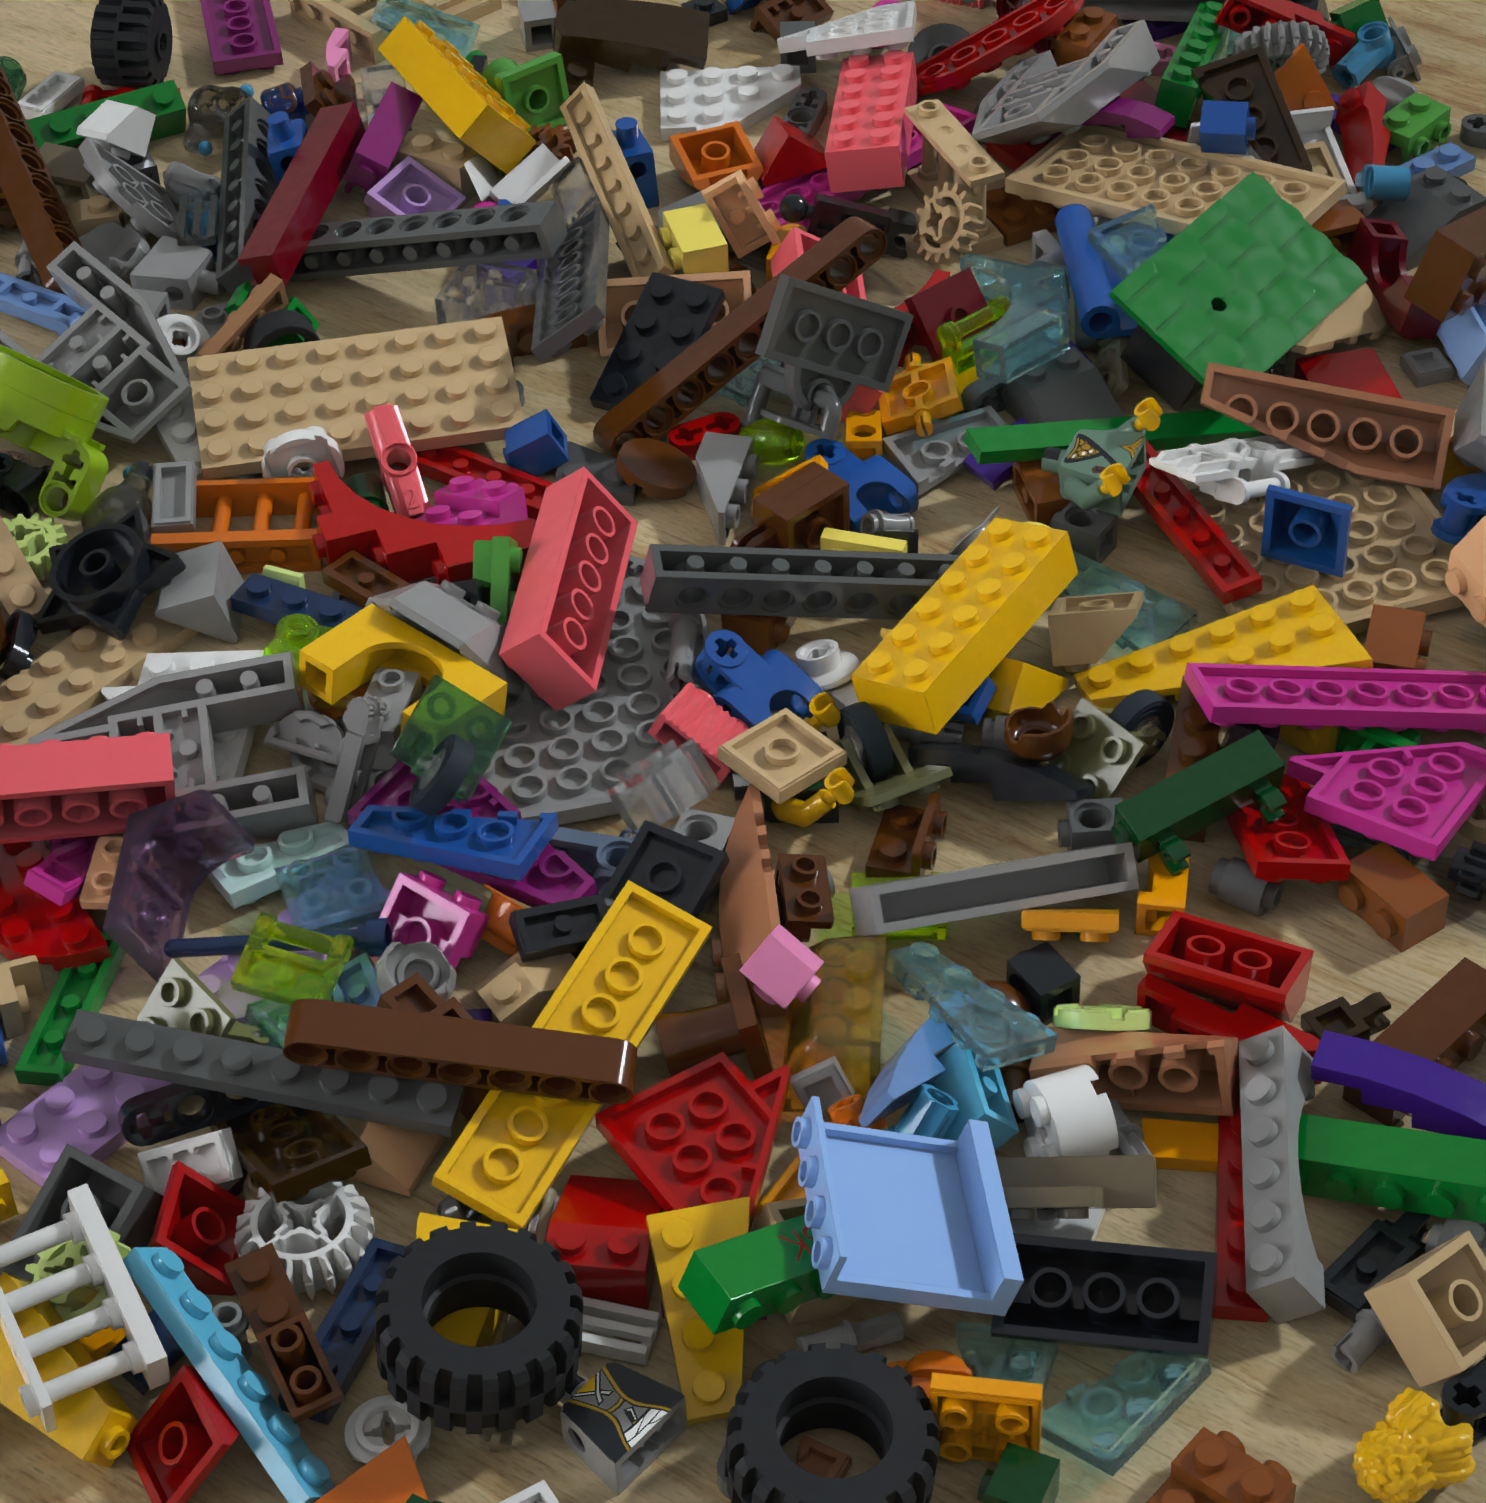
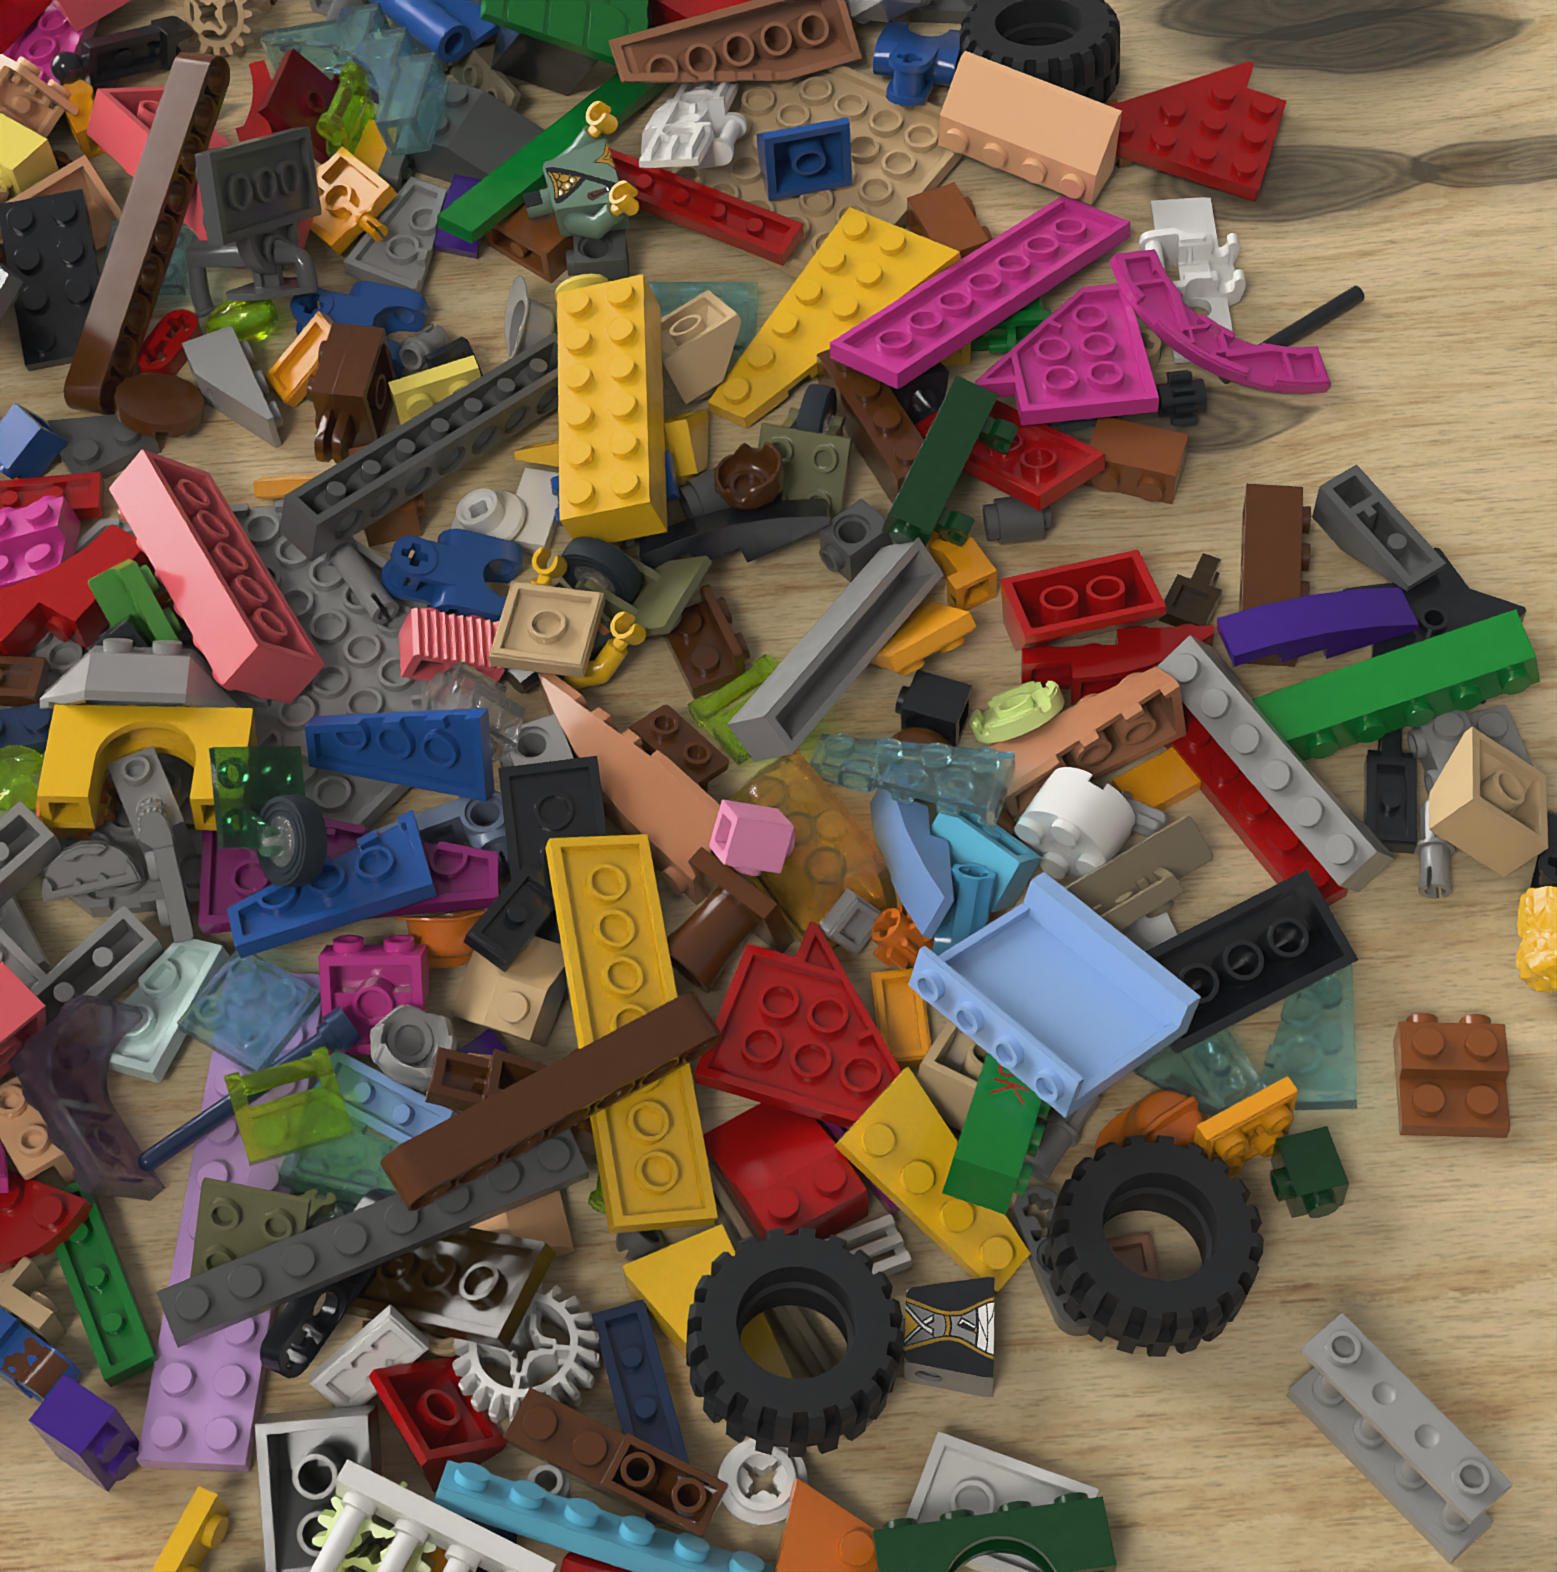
camera: 35 degrees left, 15 degrees up
(597, 774) = (413, 749): none -> blue wing
(864, 434) = (332, 268): light orange leg -> none

